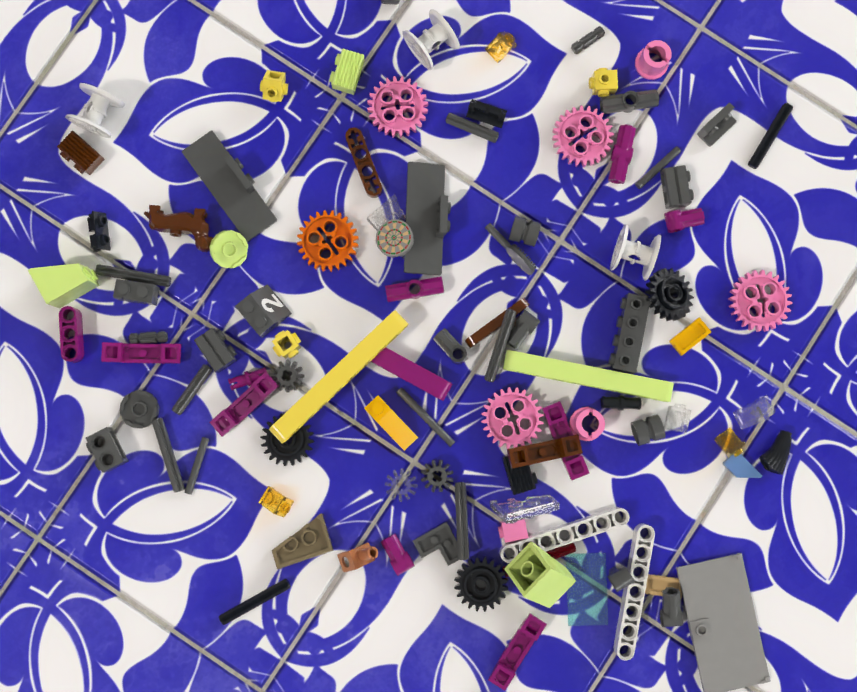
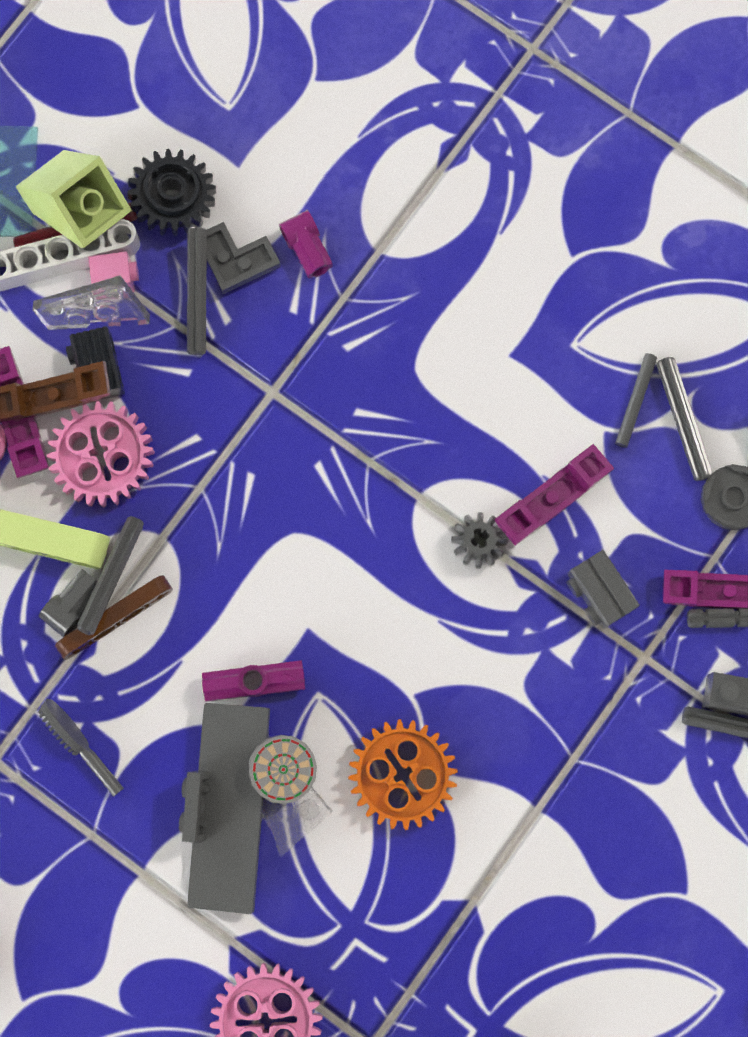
camera: 170 degrees left, 5 degrees down
(180, 224) = (658, 817): reddish brown animal -> none
(192, 389) = (644, 526): dark grey axle -> none
(228, 249) = (578, 766): yellowish green tile -> none
(229, 185) = (577, 886): dark grey bracket -> none
(246, 379) = (549, 539): magenta pin -> none
(254, 601) = (541, 181): black axle -> none
(263, 310) = (519, 655): dark grey slope -> none
(276, 502) = (504, 334): clear yellow bracket -> none
(280, 341) = (484, 581): light yellow brick -> none
(287, 452) = (476, 454): black gear -> none
(303, 545) = (458, 265): dark tan wing -> none
(338, 377) = (387, 530): light yellow beam -> none
(358, 557) = (370, 241): nougat bracket -> none
(362, 163) = (330, 919): reddish brown beam -> none
(391, 422) = (307, 457): yellow slope -> none
(394, 485) = (294, 365): clear gear -> none
(413, 373) = (275, 542): magenta beam -> none
(425, 416) = (247, 464): dark grey bar -> none
(444, 476) = (220, 368): dark grey gear -> none
(449, 345) = (198, 581): dark grey piece -> none
(472, 127) = (133, 976): dark grey axle -> none
(486, 113) = (104, 1002): black hinge -> none
(516, 651) = (125, 89): magenta slope -> none
(525, 231) = (52, 776): dark grey wheel -> none

